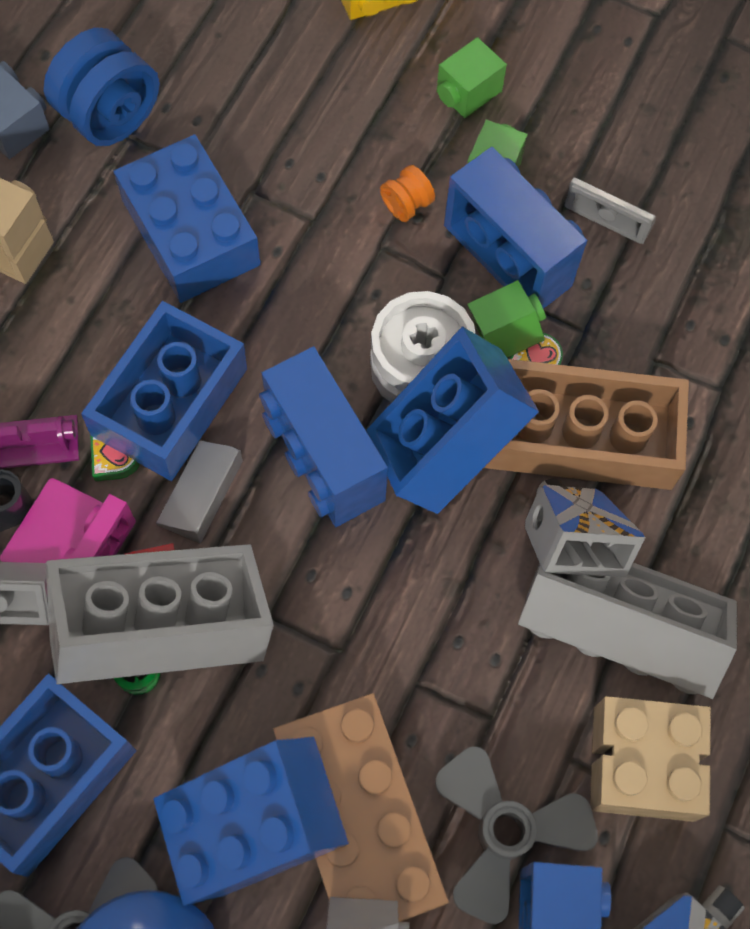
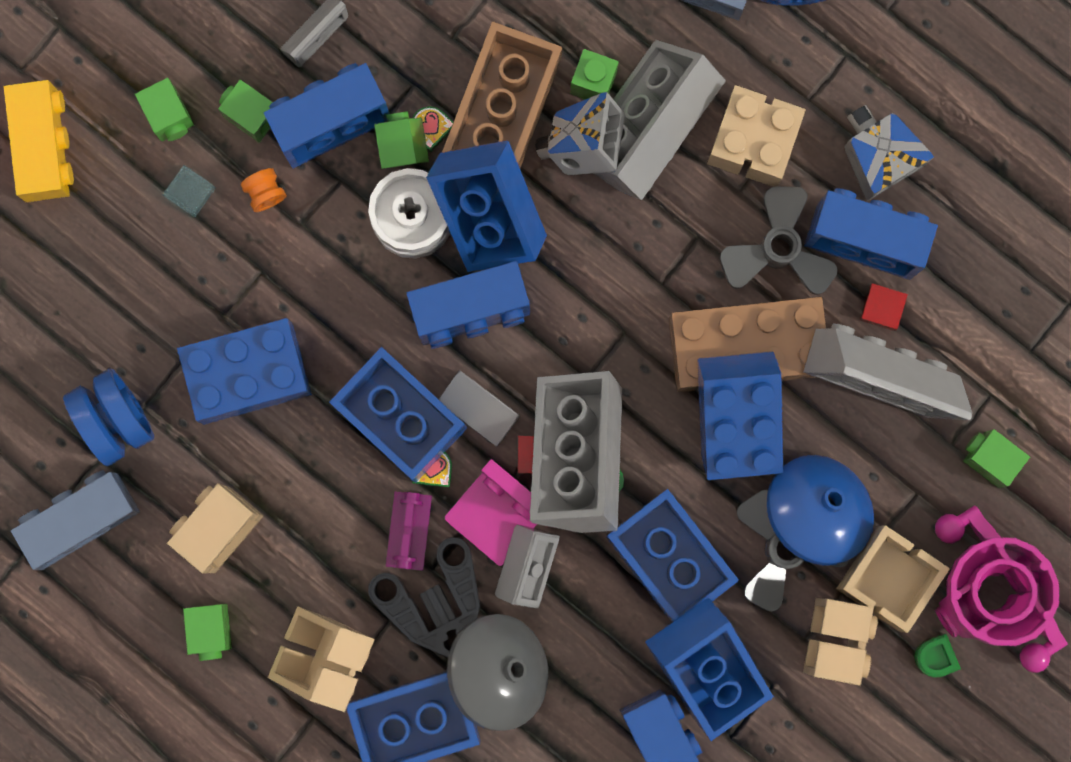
camera: 75 degrees left, 15 degrees up
(386, 126) = (189, 191): none -> clear light blue tile
(665, 525) = (593, 75): none -> bright green brick

